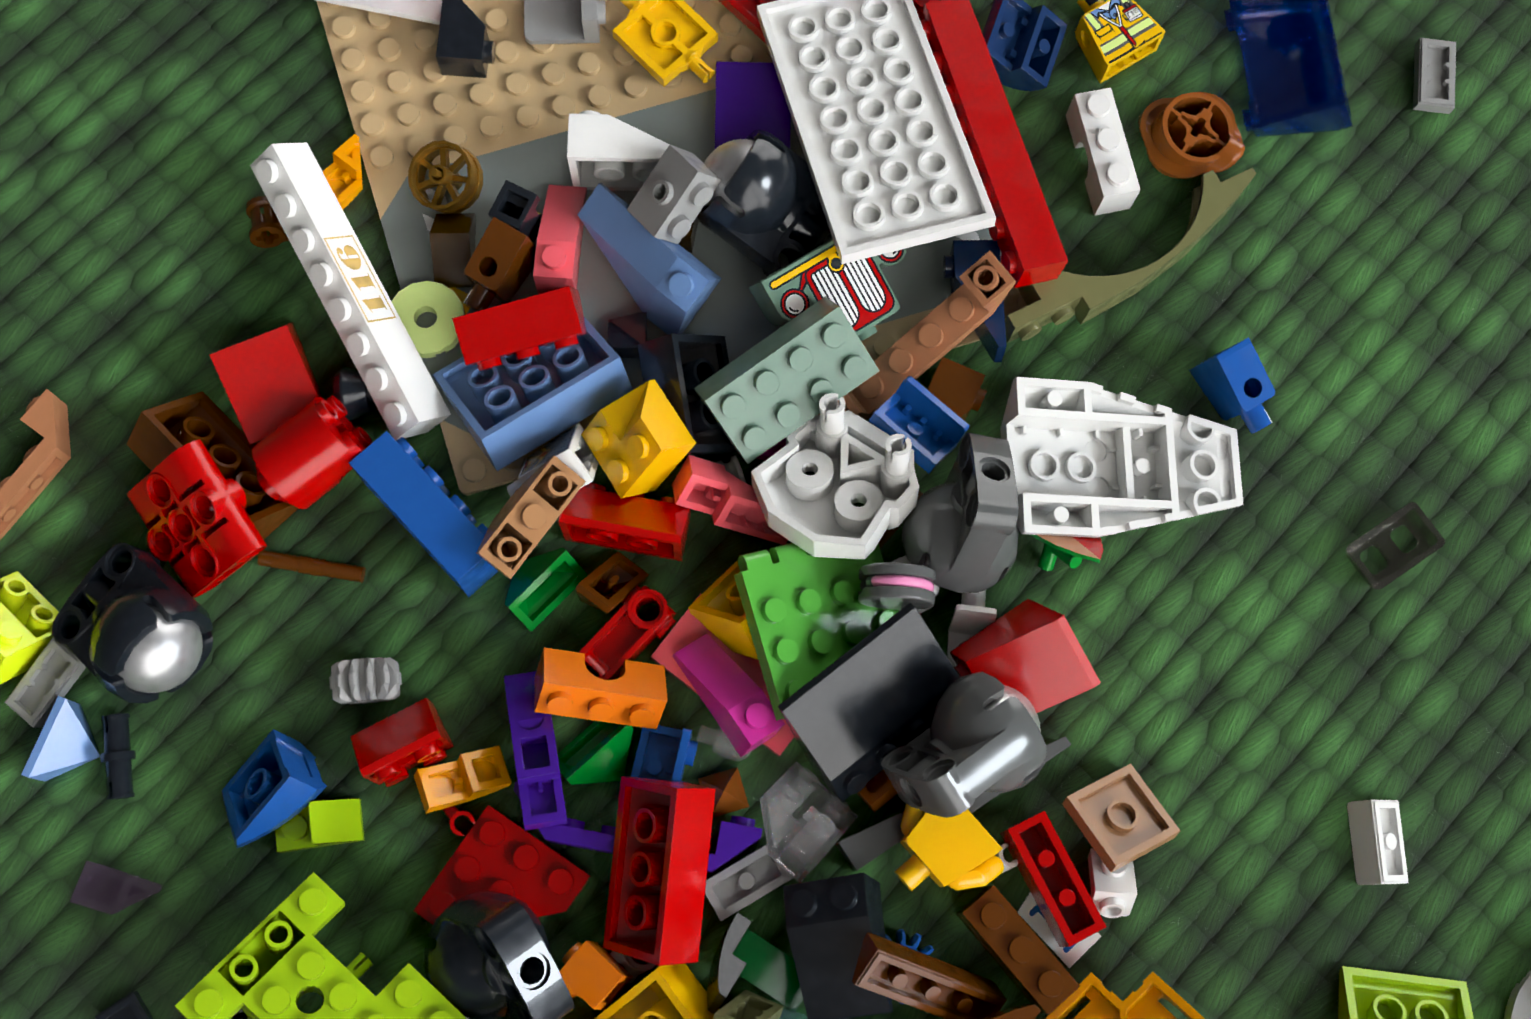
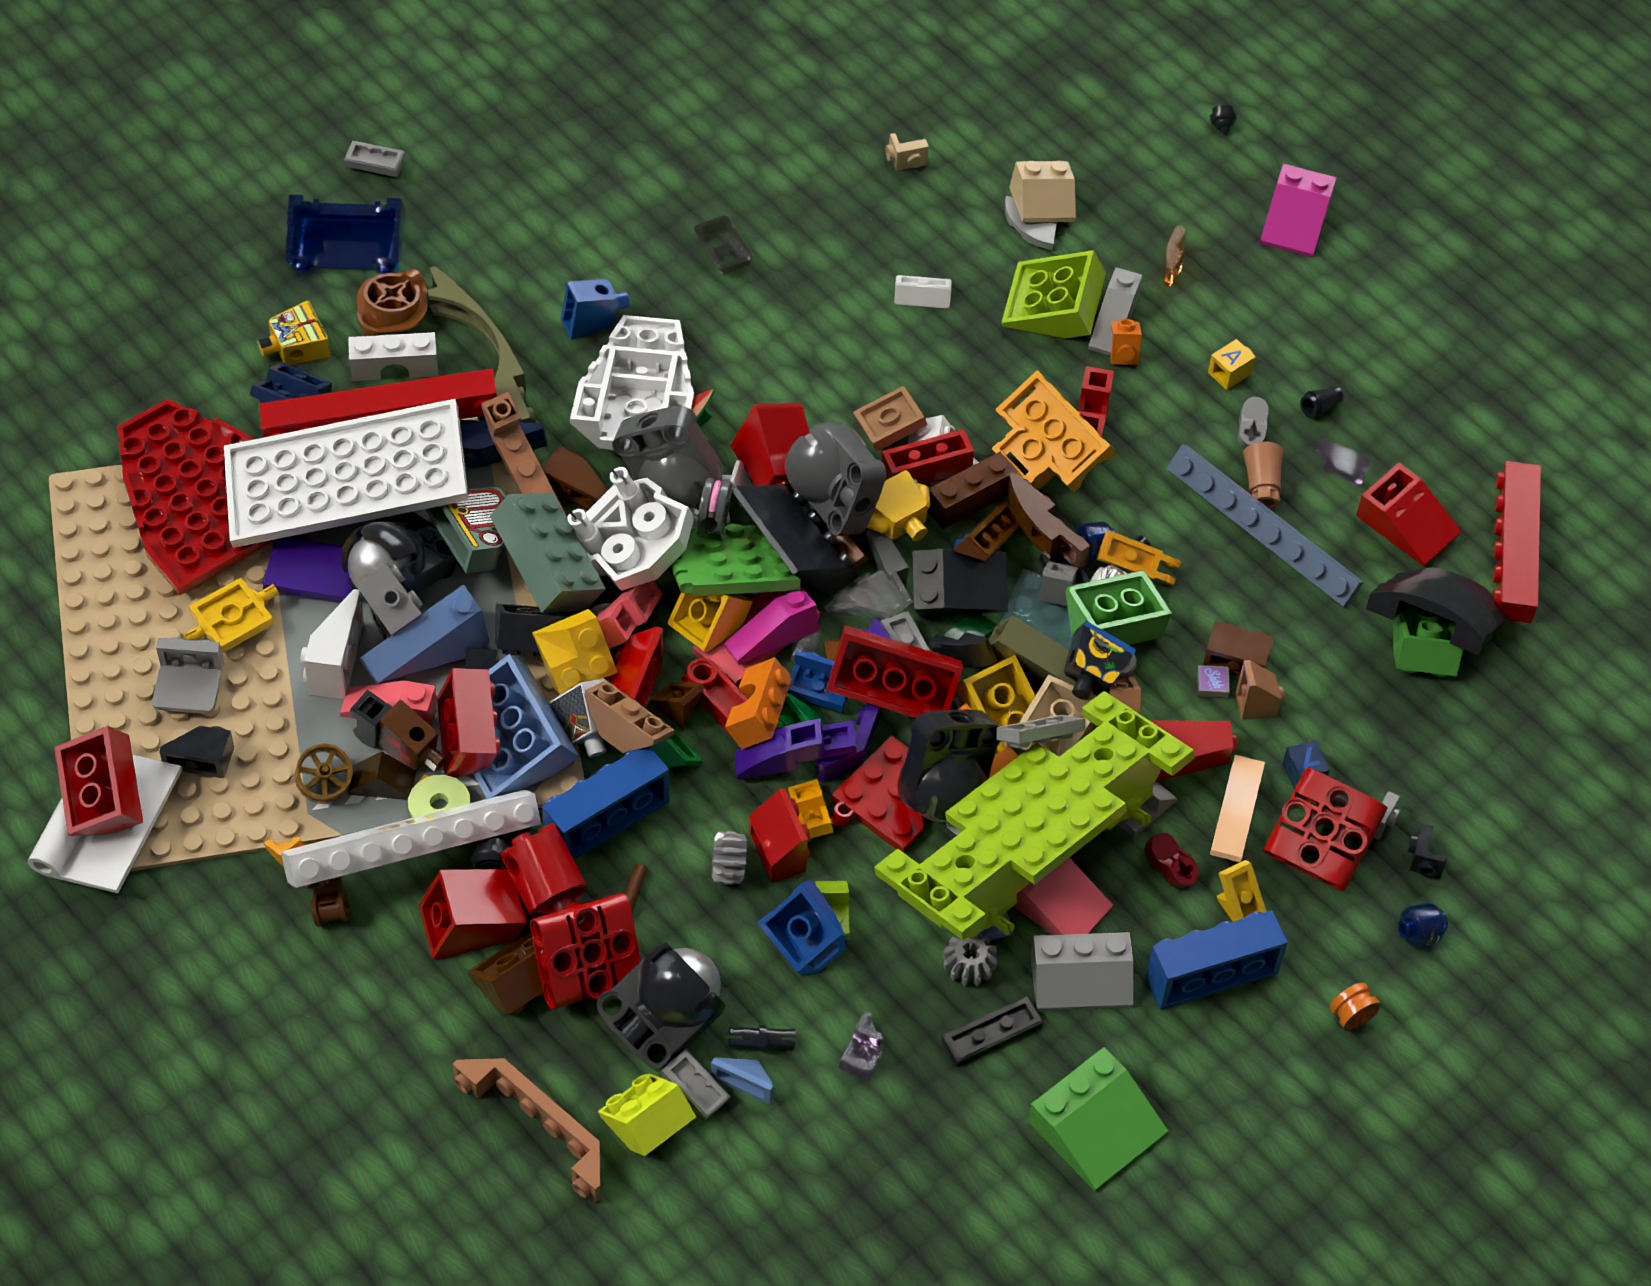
camera: 80 degrees left, 20 degrees down
(923, 420) = (588, 480): blue bracket -> none

